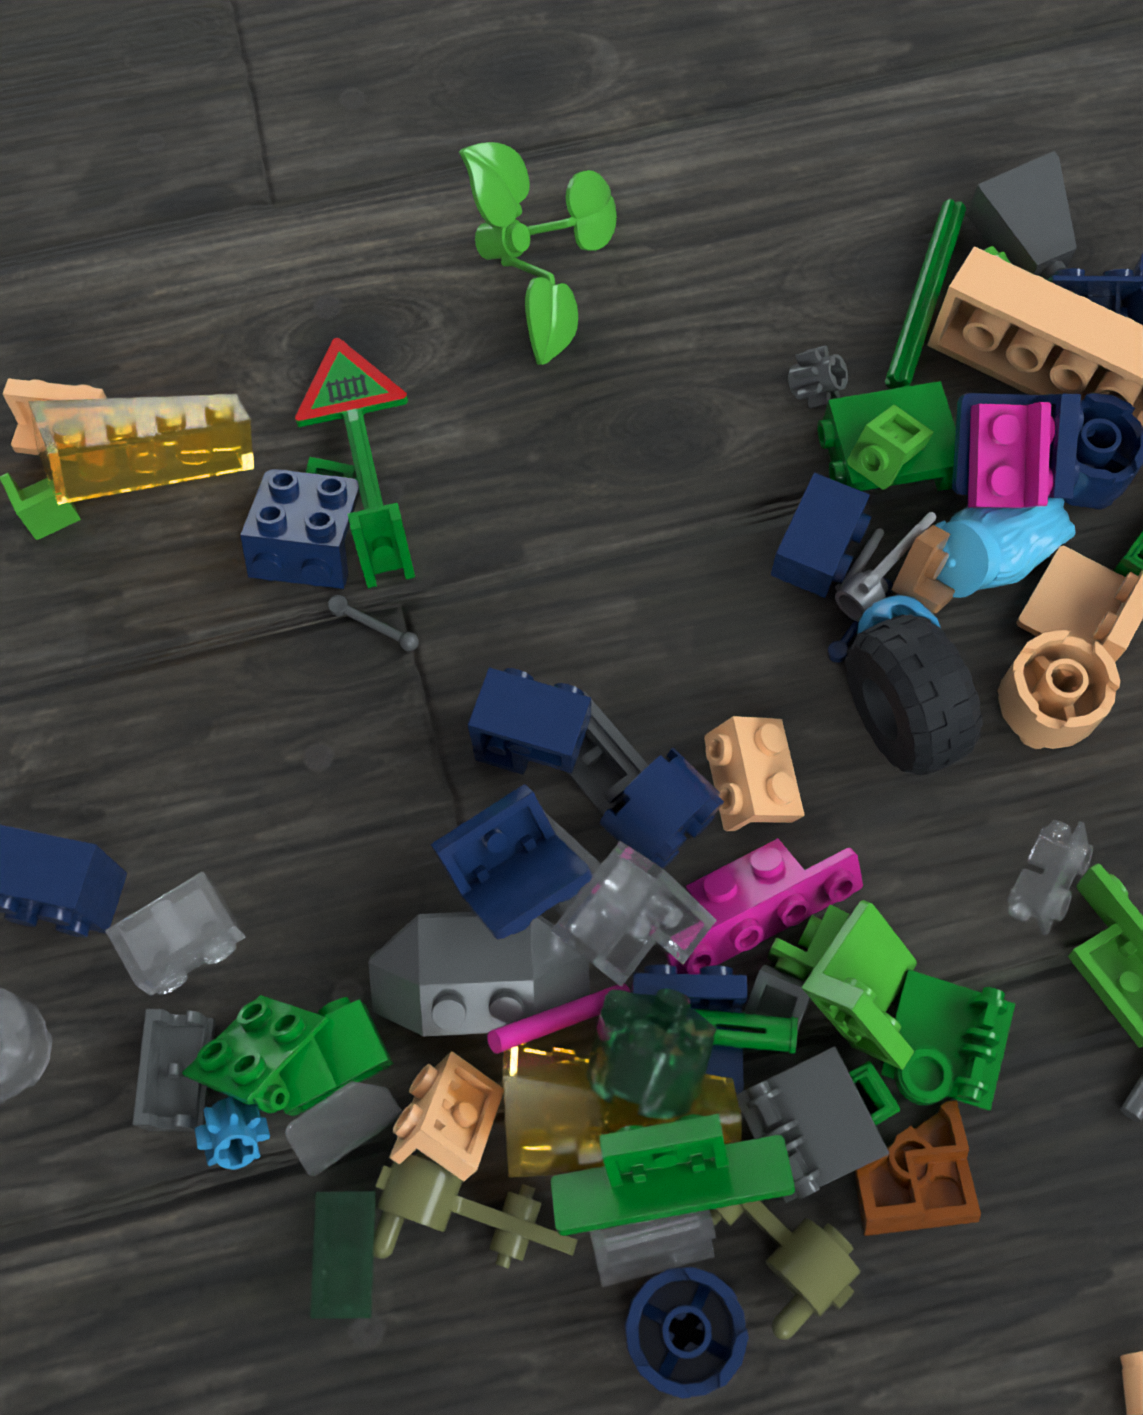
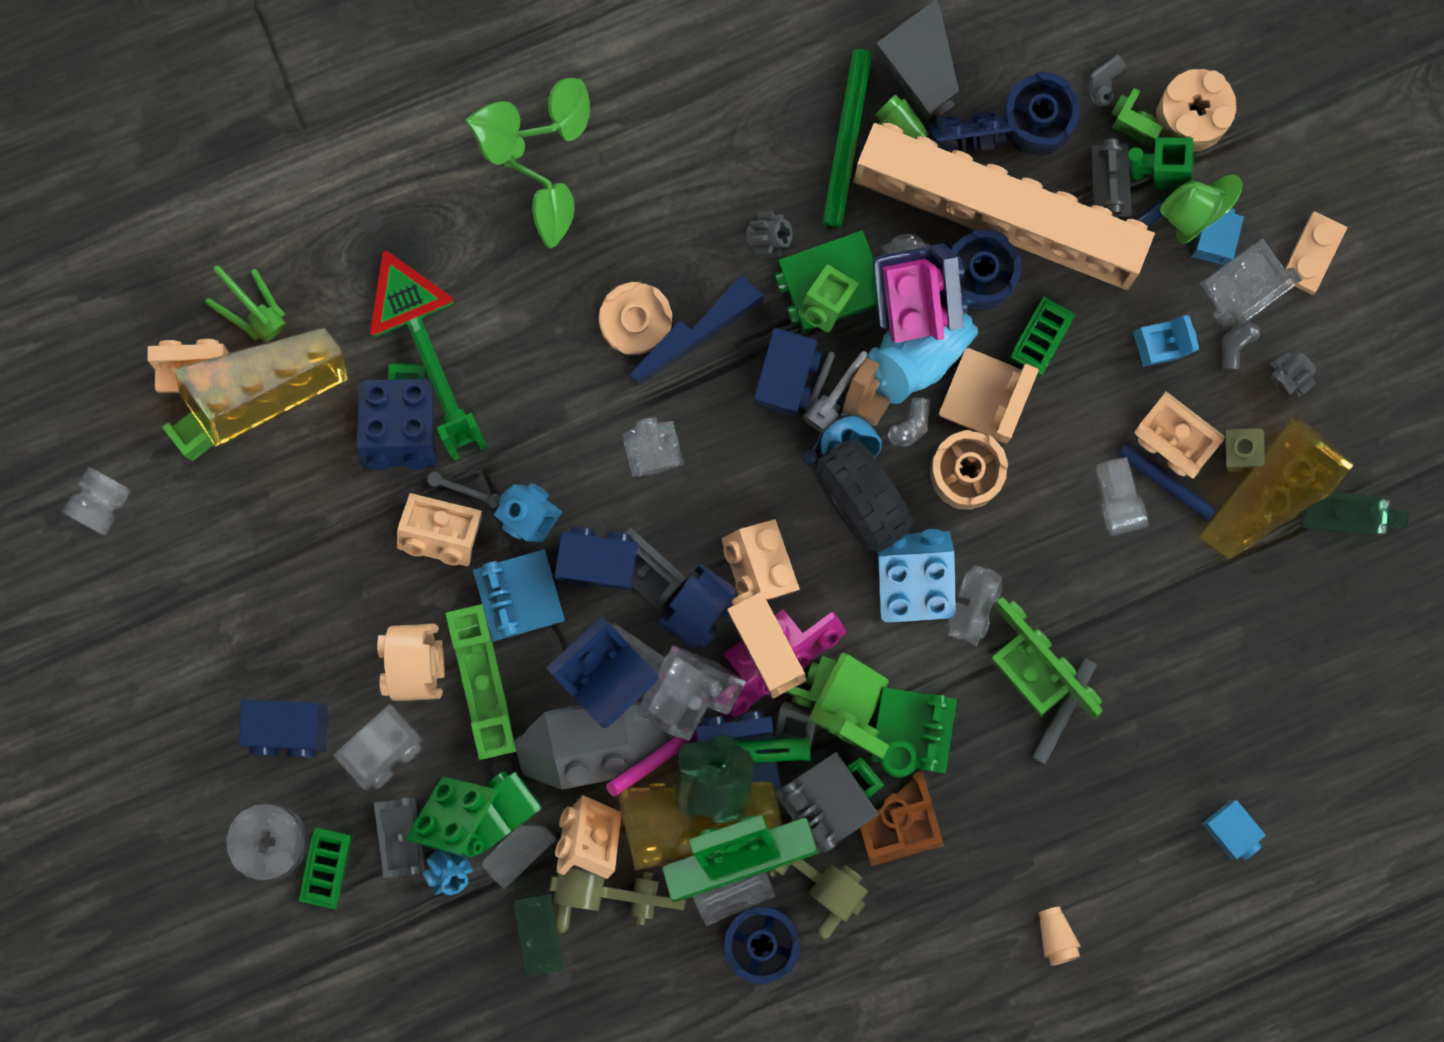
camera: 10 degrees left, 15 degrees up
(50, 1072) = (315, 850): none -> green slope
(163, 380) = (264, 321): none -> bright green plant
(247, 823) = (411, 662): none -> light nougat brick
(326, 664) = (438, 530): none -> light nougat bracket
(342, 869) = (481, 681): none -> bright green slope
(416, 764) = (518, 595): none -> dark azure hinge
(448, 655) = (527, 512): none -> dark azure brick
(630, 601) = (652, 447): none -> clear brick
(632, 455) = (635, 318): none -> light nougat tile
(691, 481) = (681, 339): none -> dark blue slope
(756, 864) = (766, 643): none -> light nougat brick
(973, 825) = (917, 577): none -> dark azure bracket
(982, 632) = (914, 427): none -> clear arm

